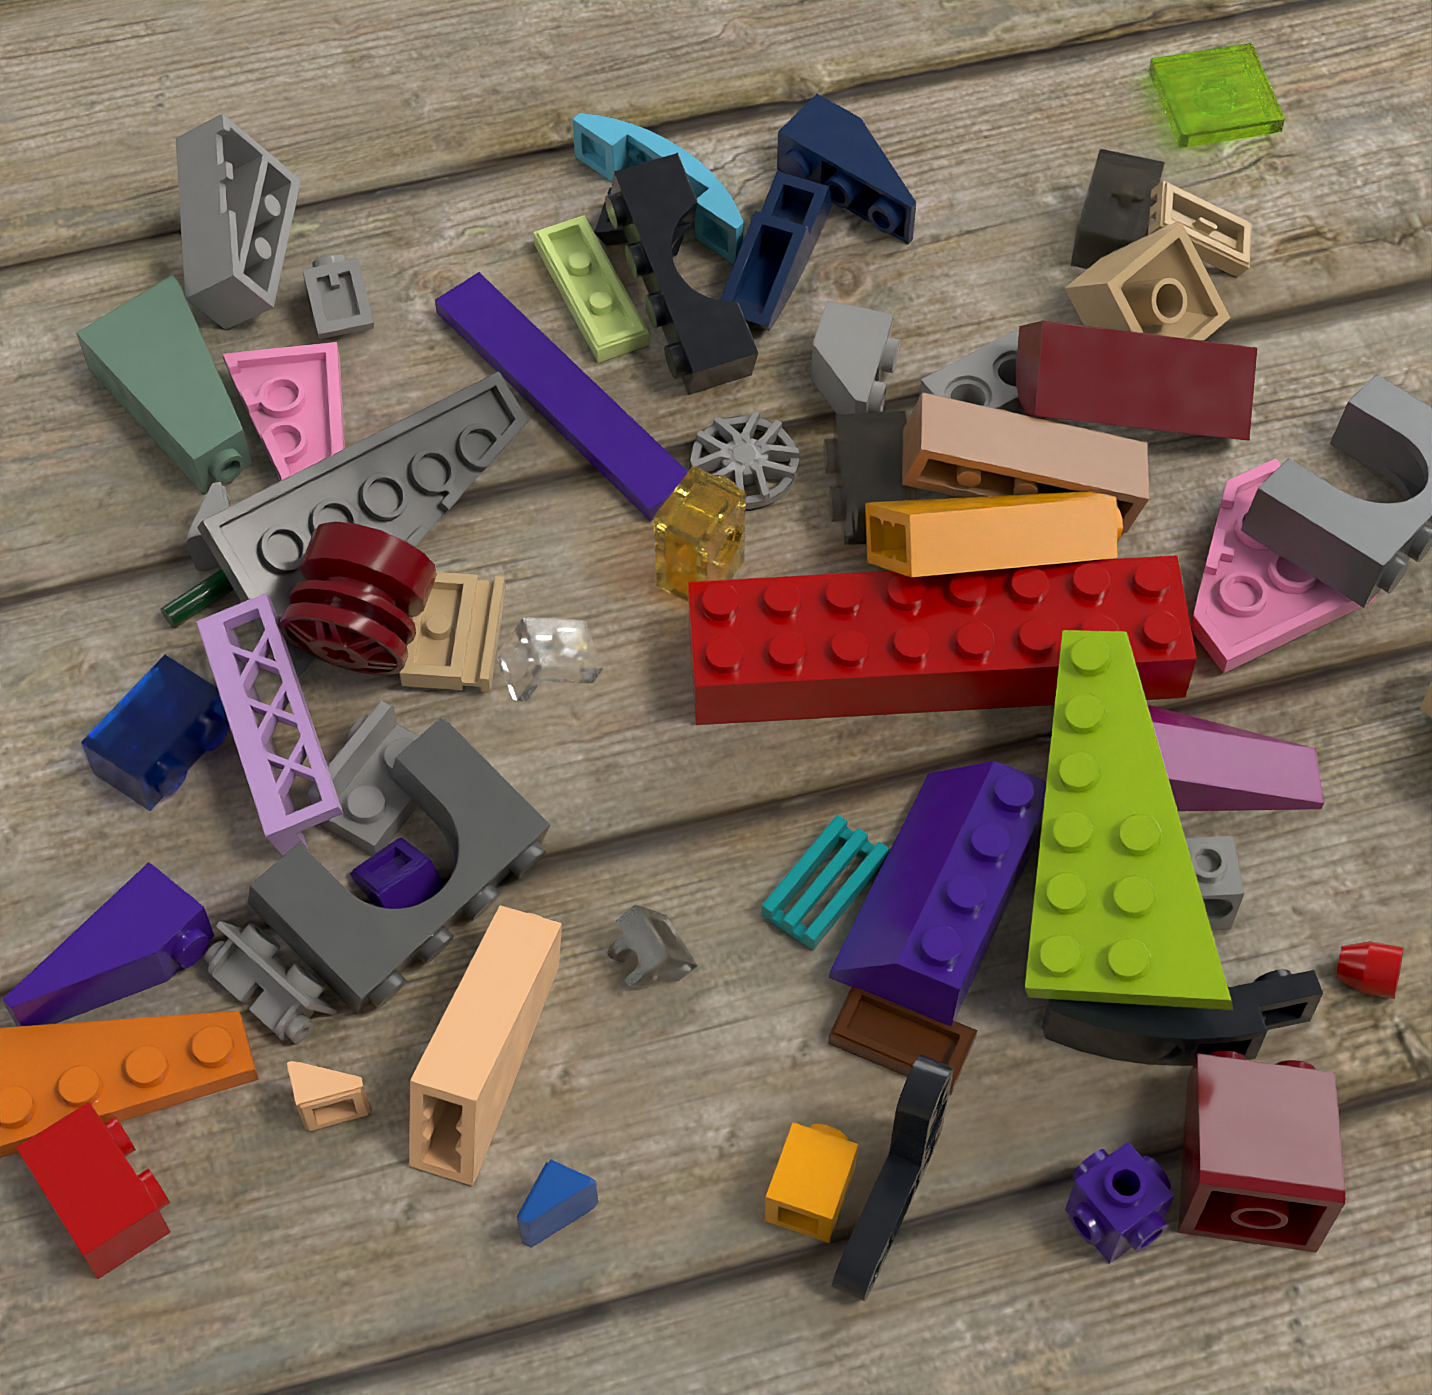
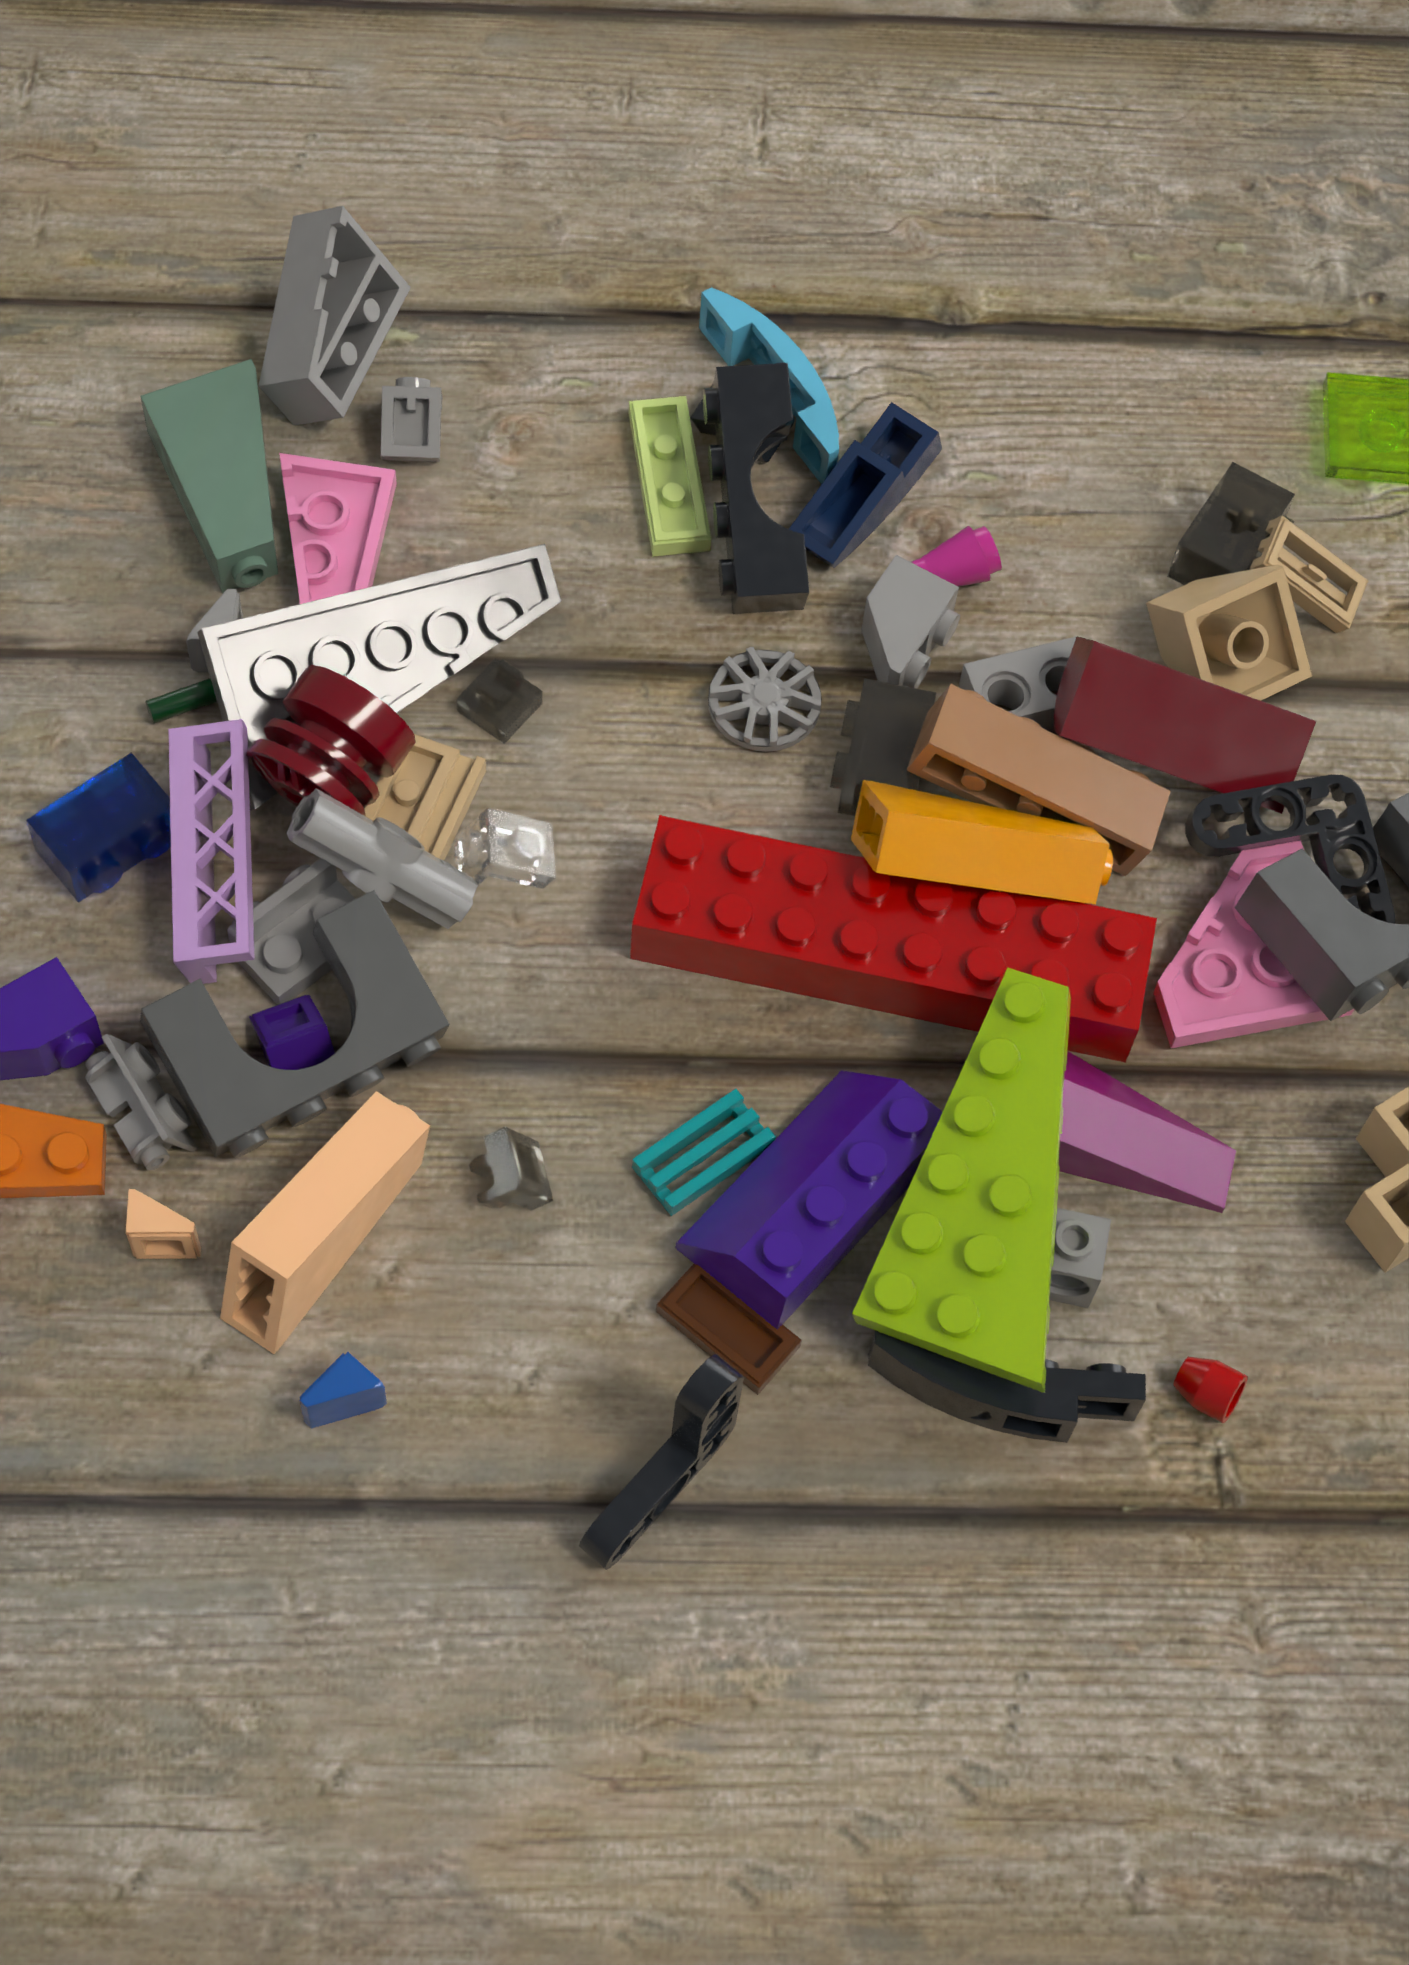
camera: 10 degrees right, 5 degrees up
(437, 686) = (382, 859): none -> light grey piece
(498, 522) = (500, 700): none -> clear smoke tile
(562, 393) = (607, 584): dark purple tile -> none
(699, 532) = (688, 767): clear yellow brick -> none
(811, 1180) = (592, 1440): light orange brick -> none
(840, 152) = (963, 399): dark blue slope -> none
(888, 289) = (964, 558): none -> dark pink cone
(1125, 1218) = (872, 1565): dark purple brick -> none
(1261, 1152) = (1032, 1534): slope -> none
(1293, 441) = (1325, 832): none -> black beam

